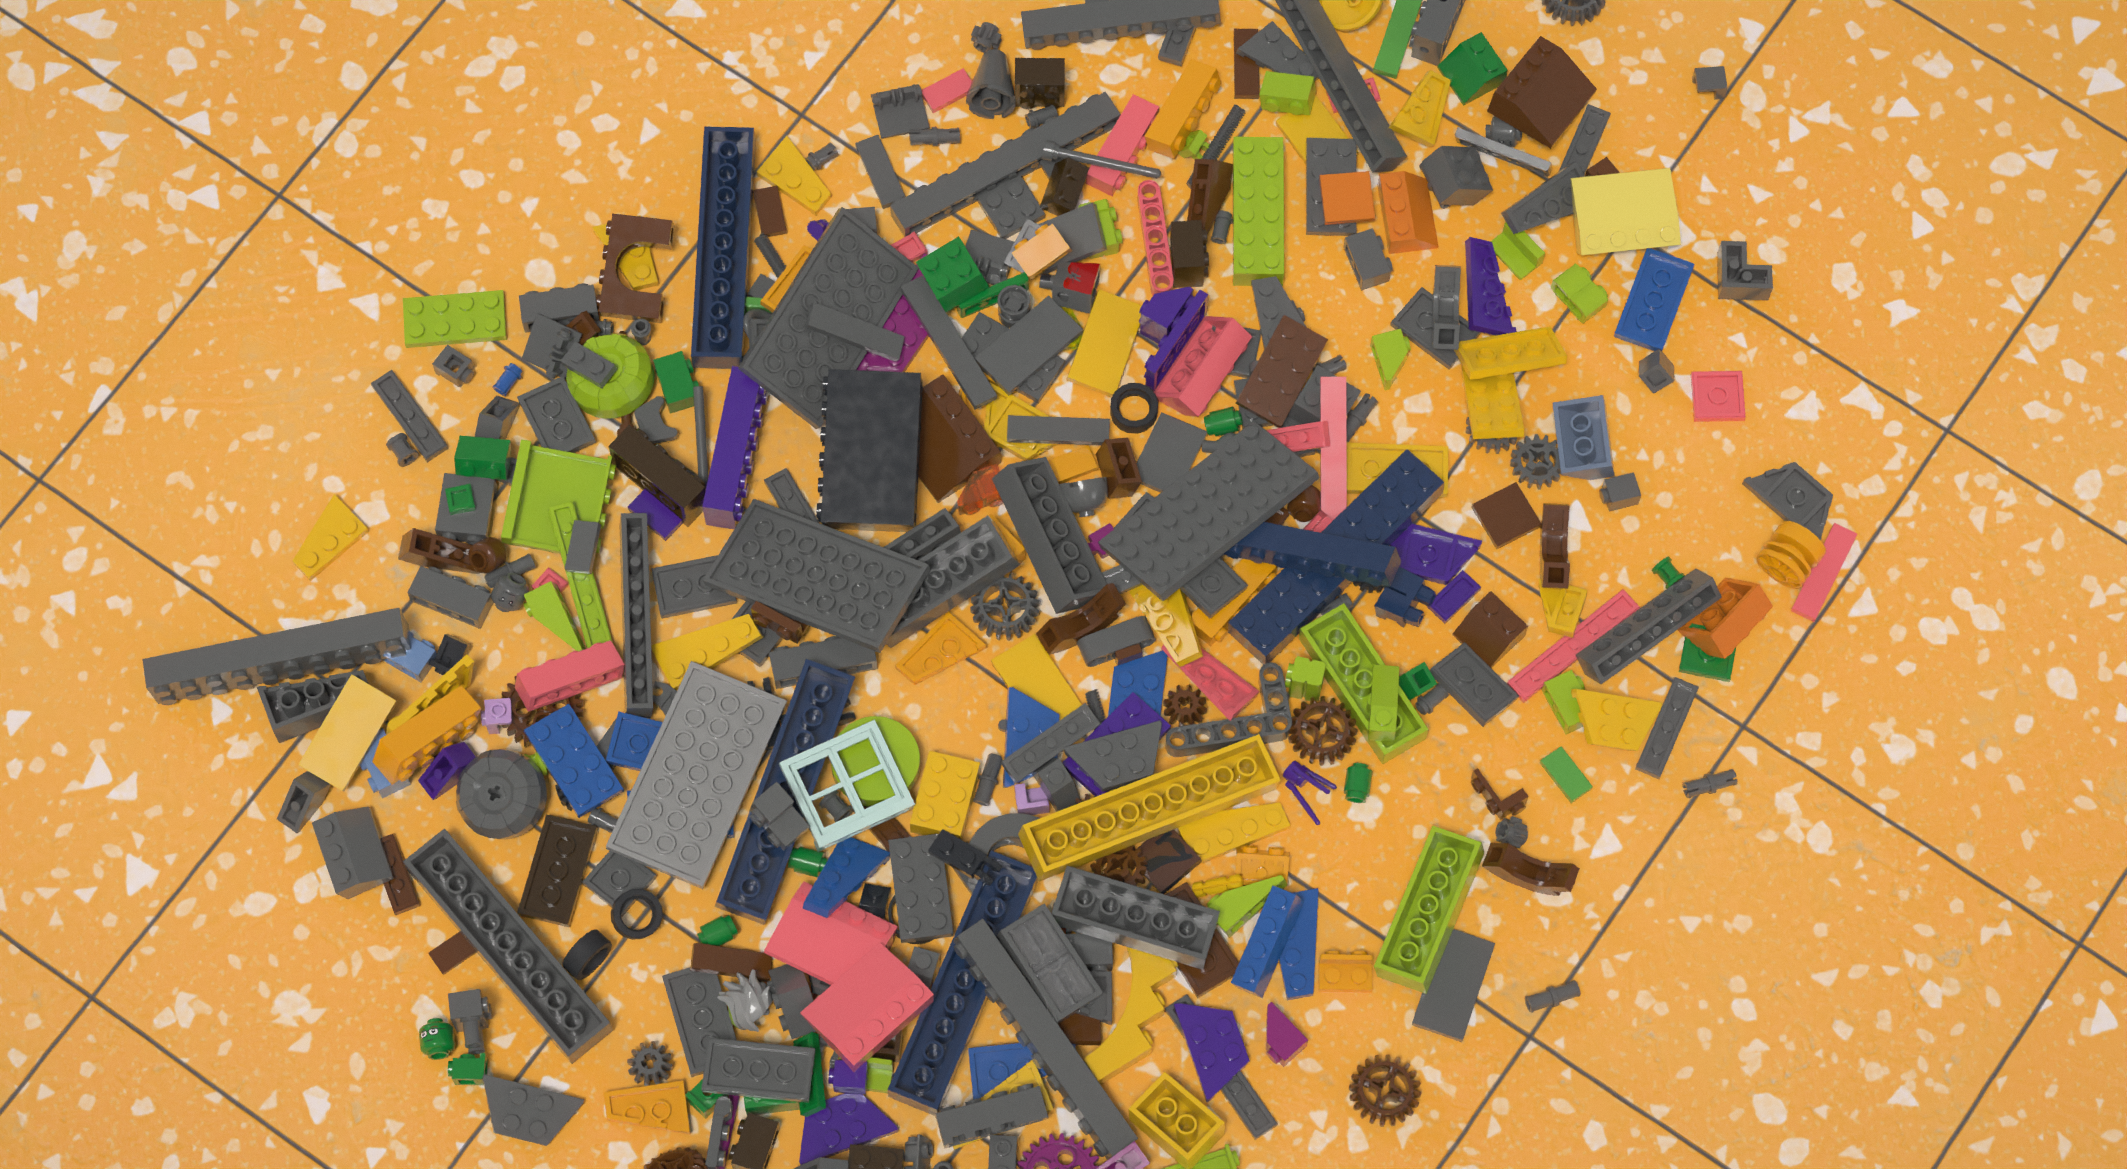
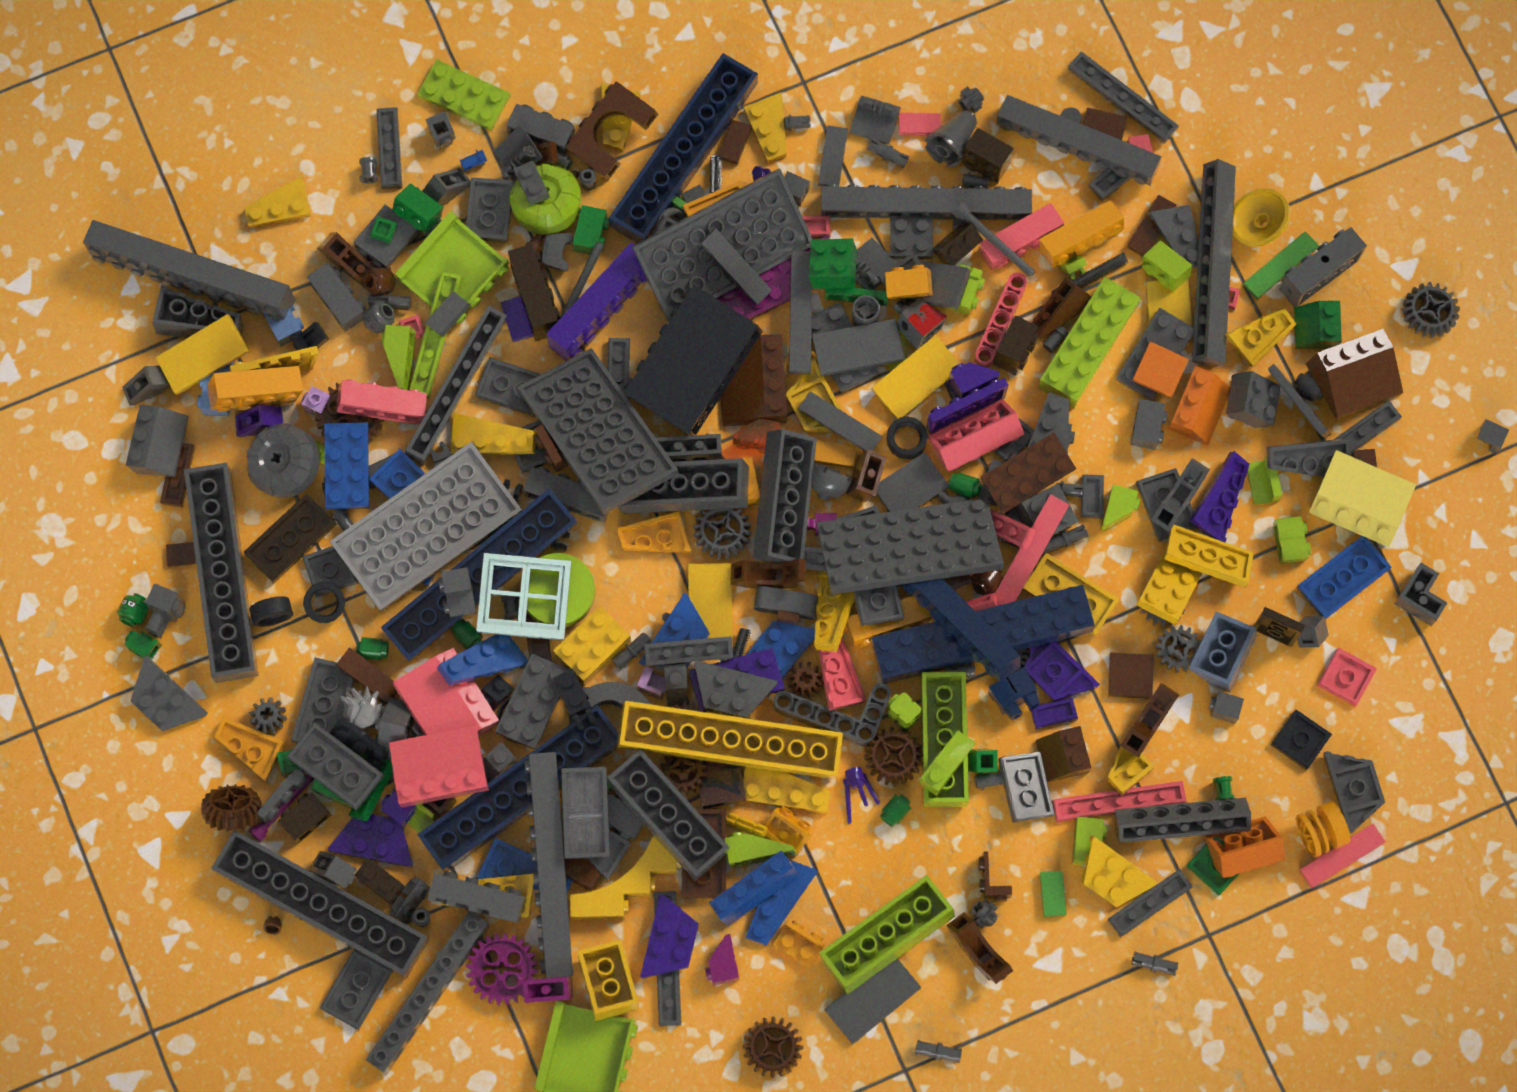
camera: 30 degrees right, 5 degrees up
(766, 1031) = (359, 742): none -> black hinge
(1357, 361) = (1092, 496): none -> dark grey tile
(1625, 381) = (1278, 627): none -> dark brown tile
(1712, 482) = (1301, 739): none -> black tile

